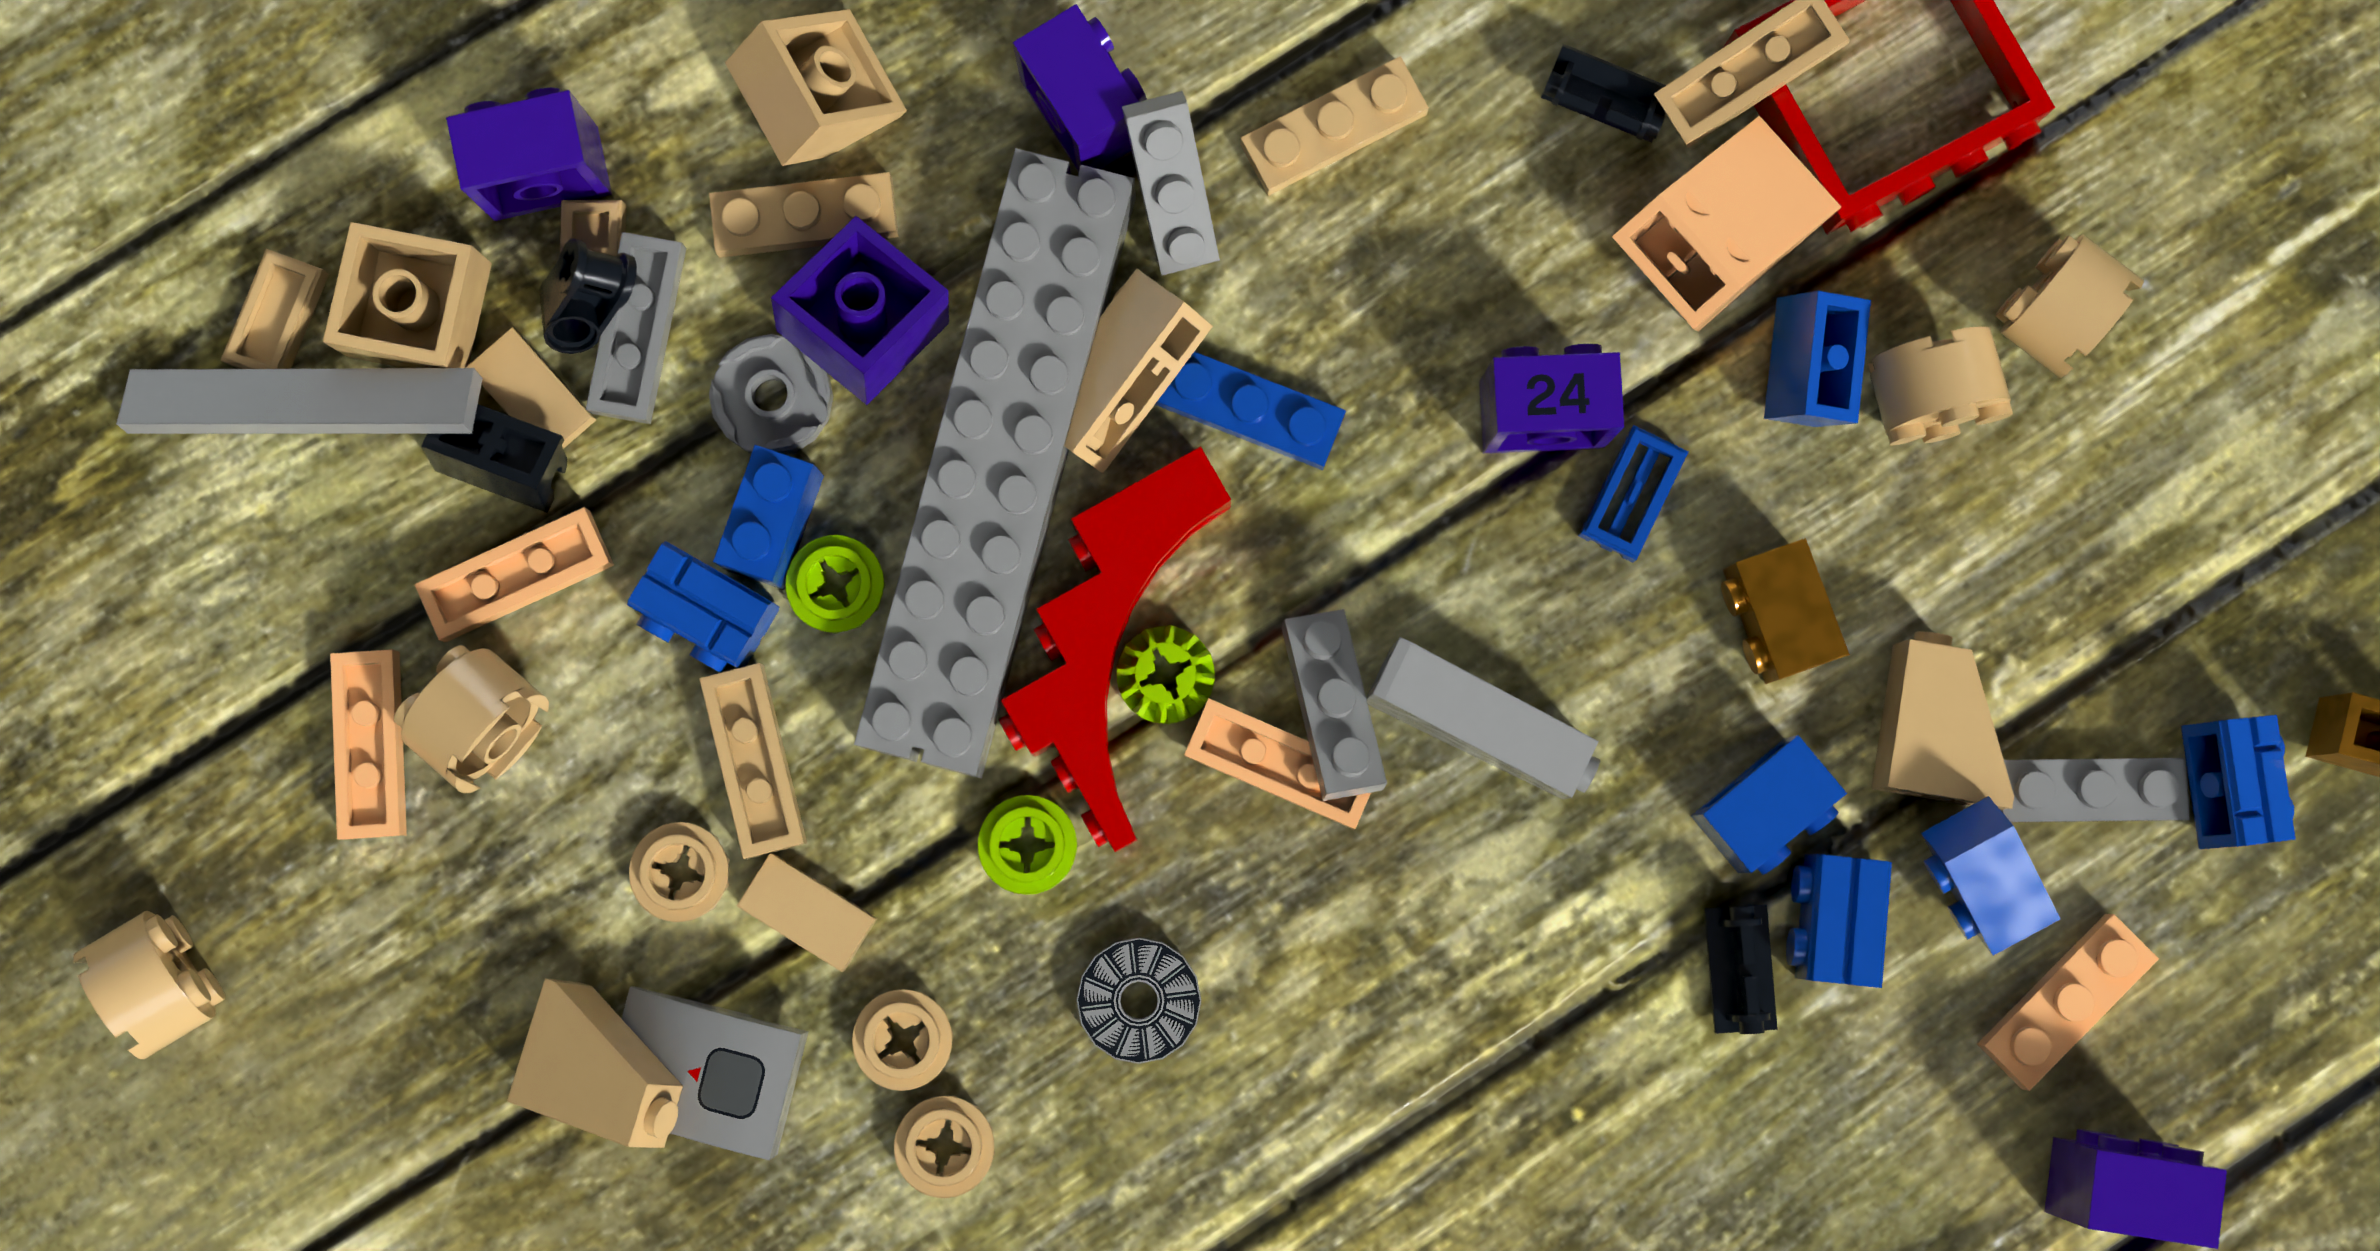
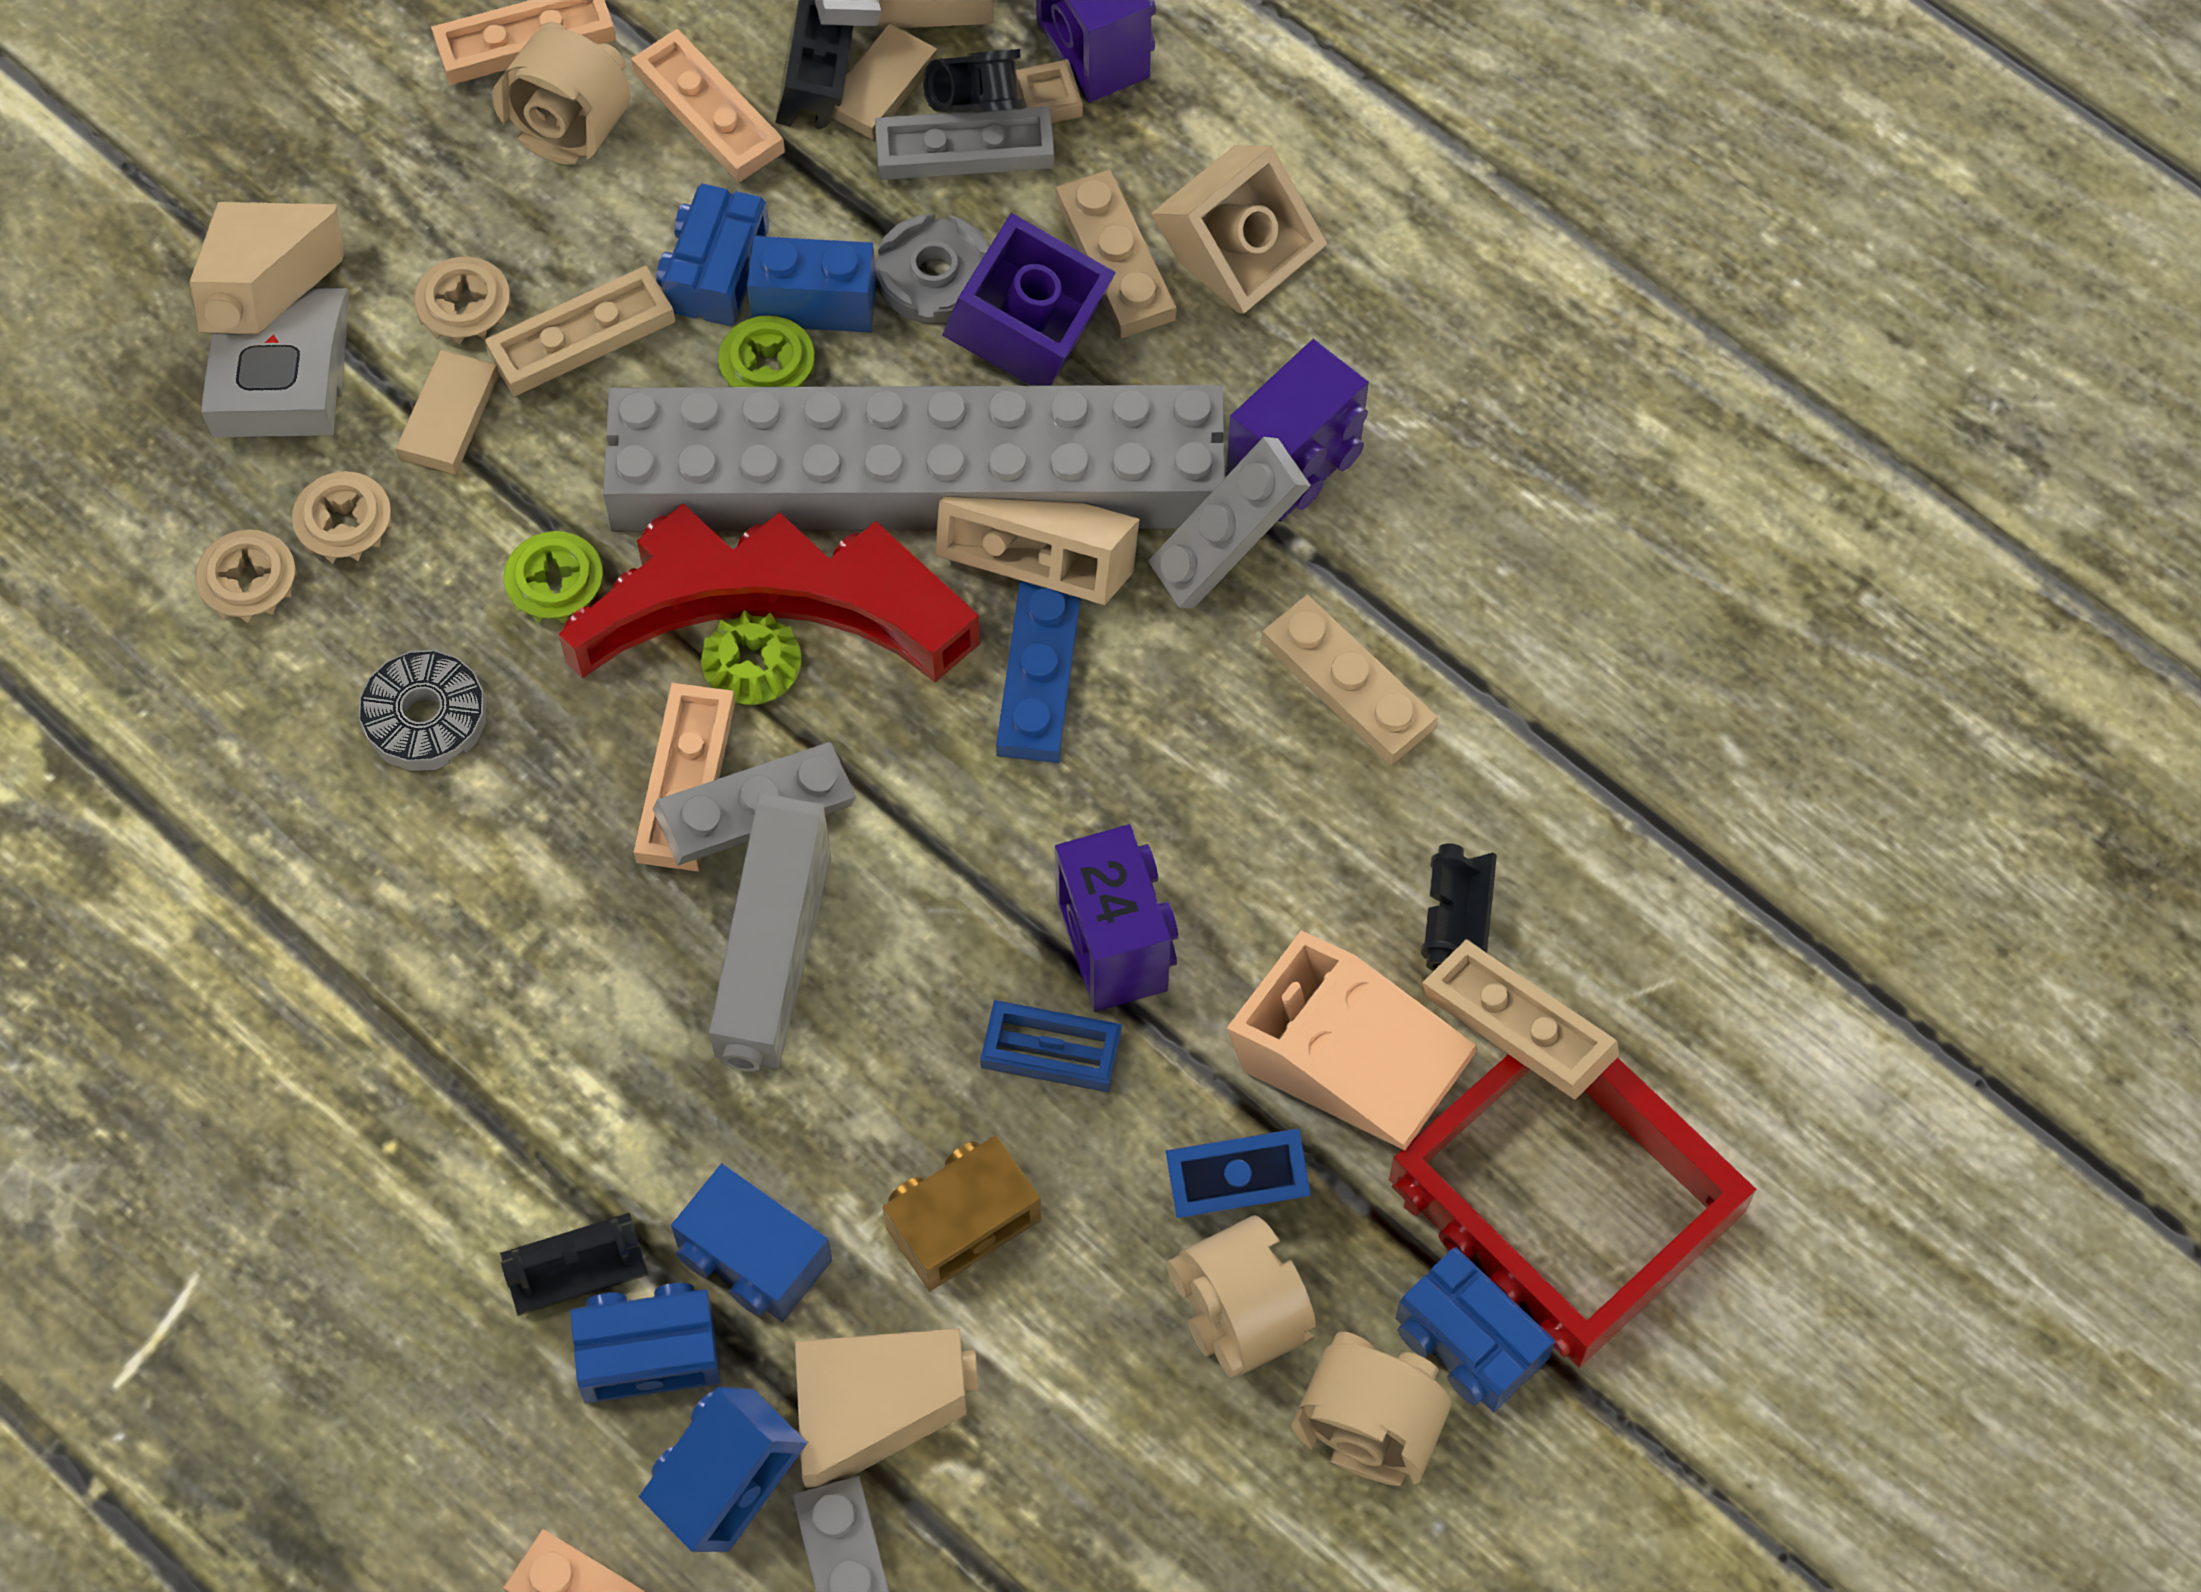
camera: 75 degrees right, 20 degrees down
(1998, 200) = (1472, 1331): none -> blue brick

